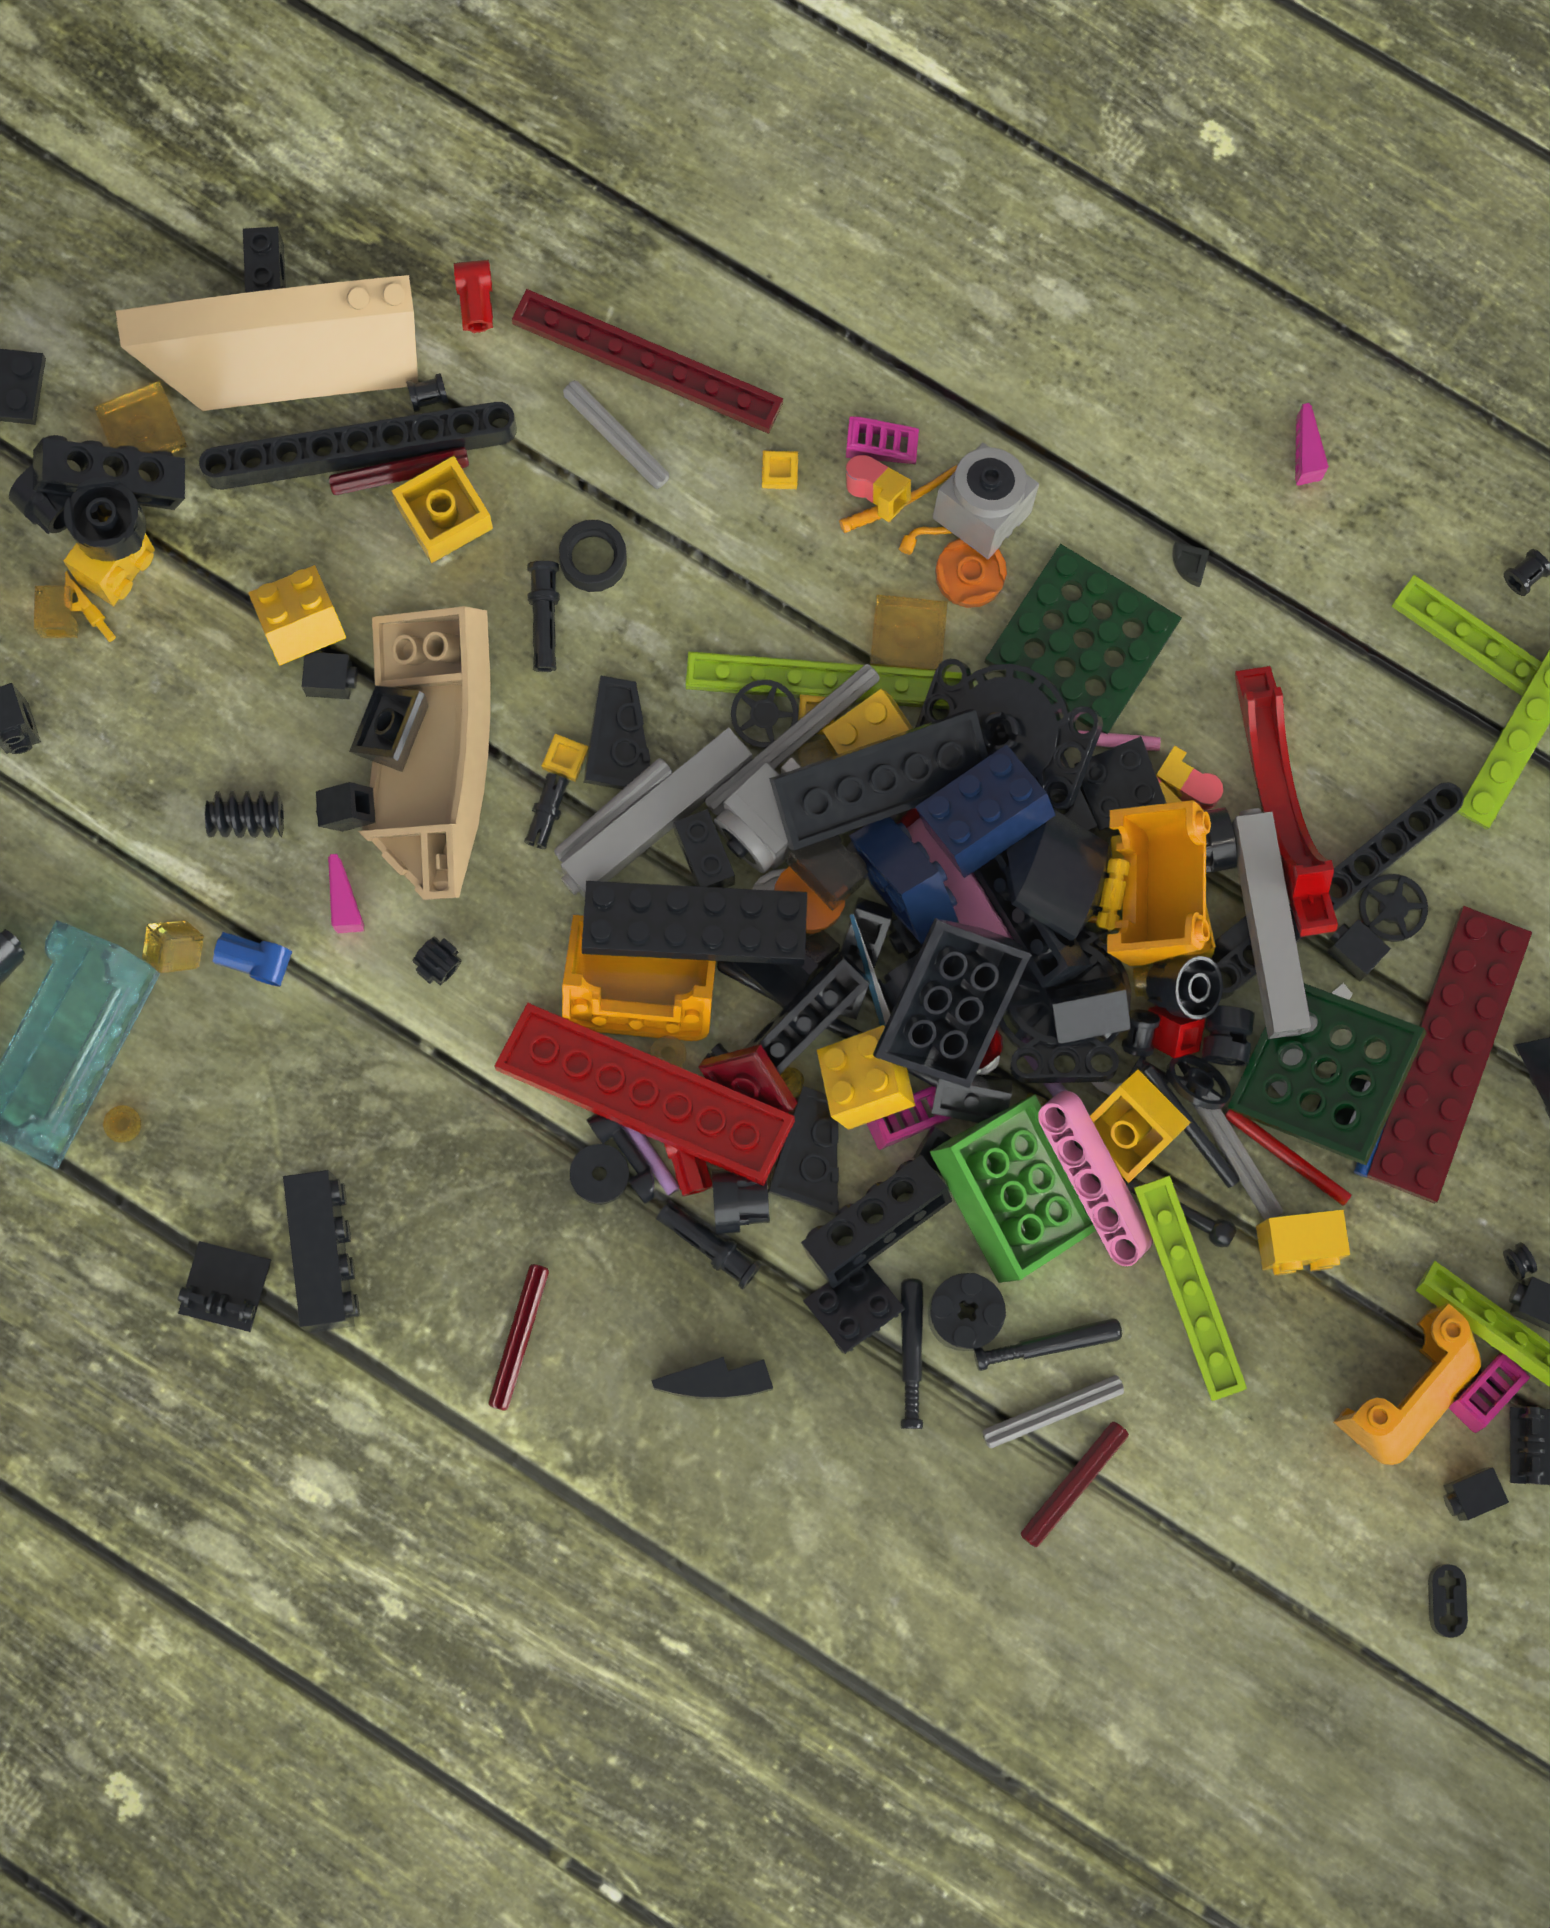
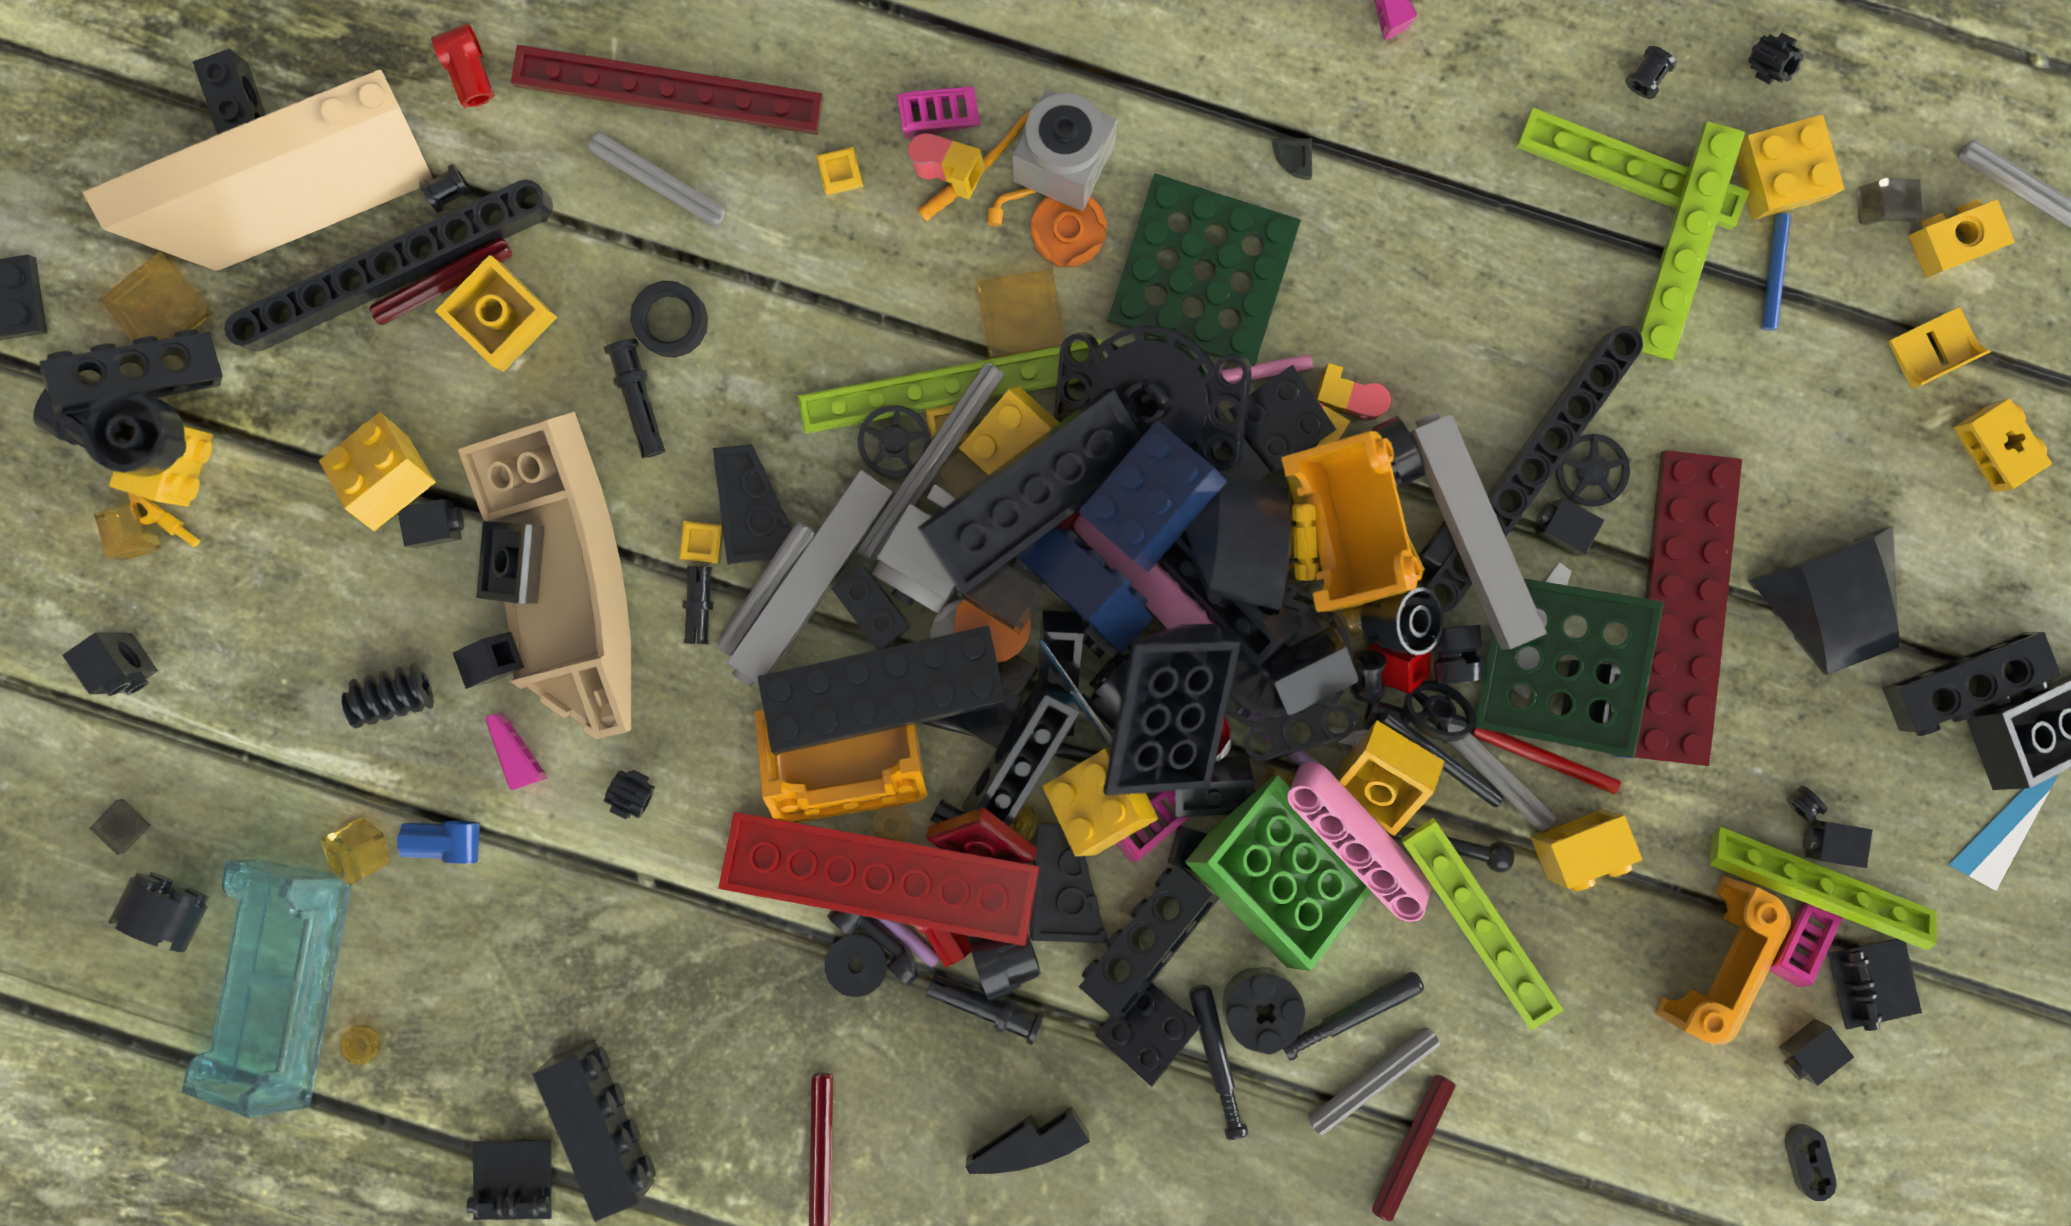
camera: 15 degrees left, 10 degrees up
(1304, 868) = (1500, 465): red slope -> none

